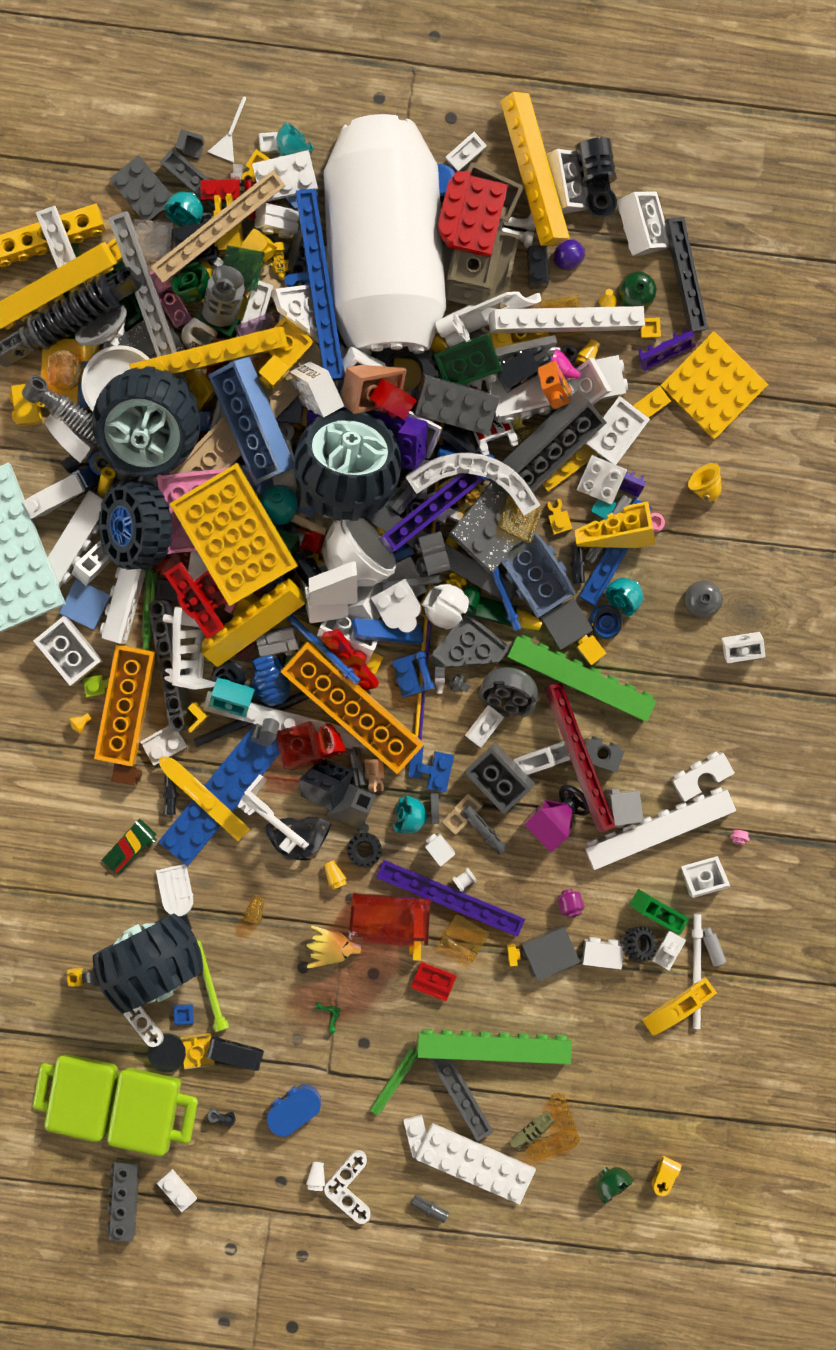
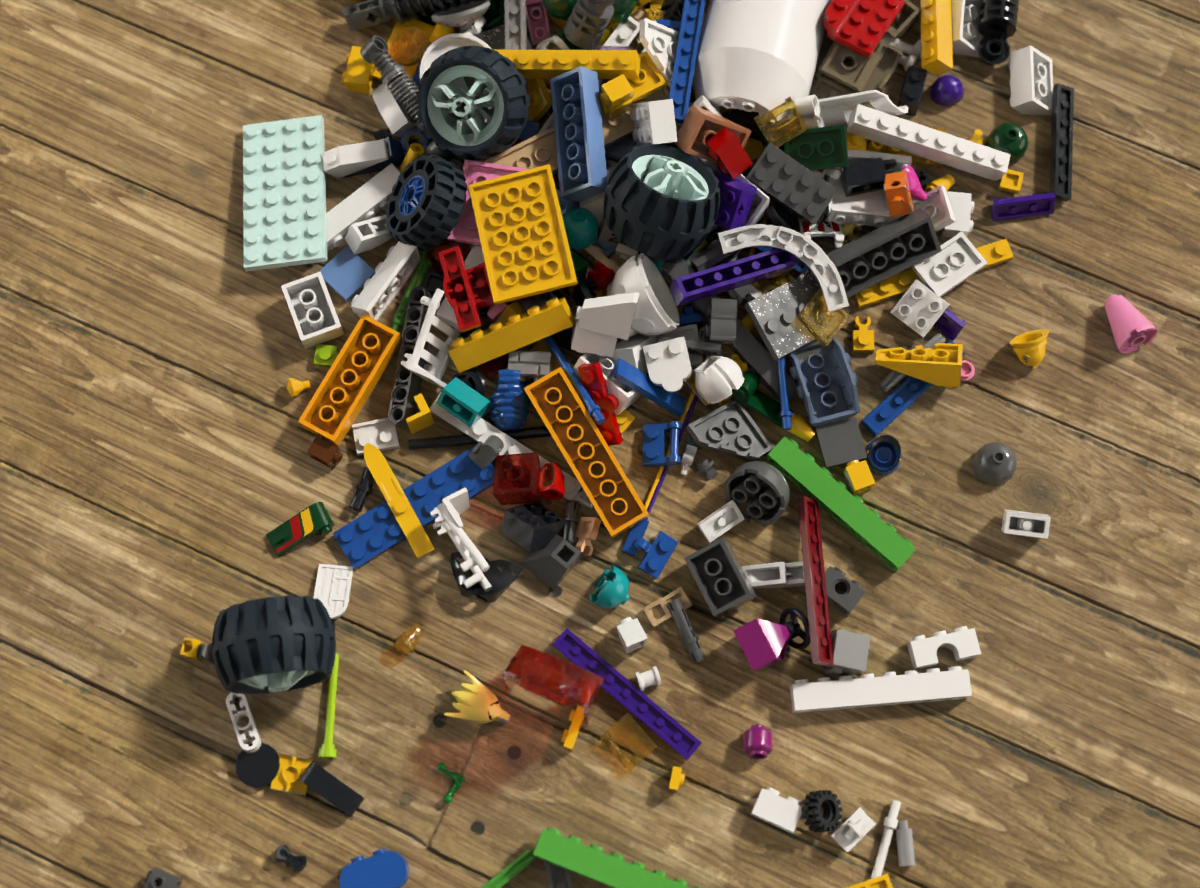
camera: 20 degrees right, 15 degrees down
(130, 1106) = (184, 803): lime piece -> none
(183, 1014) = (291, 729): blue tile -> none
(334, 875) = (507, 629): yellow cone -> none
(364, 861) = (549, 598): black tyre -> none
(433, 981) = (578, 780): red plate -> none
(434, 355) = (784, 129): none -> clear yellow plate
(434, 808) = (640, 589): dark grey piece -> none
(549, 953) = (717, 790): dark grey brick -> none
(578, 564) = (870, 387): black pin -> none
(602, 508) = (912, 339): teal tile -> none
(625, 594) = (911, 431): teal cylinder -> none
(659, 911) = (854, 783): green slope -> none
(704, 877) = (916, 761): white slope -> none
(713, 385) = (1062, 256): yellow plate -> none
(739, 837) = (968, 729): bright pink plate -> none
(786, 435) = (1128, 324): none -> bright pink cone

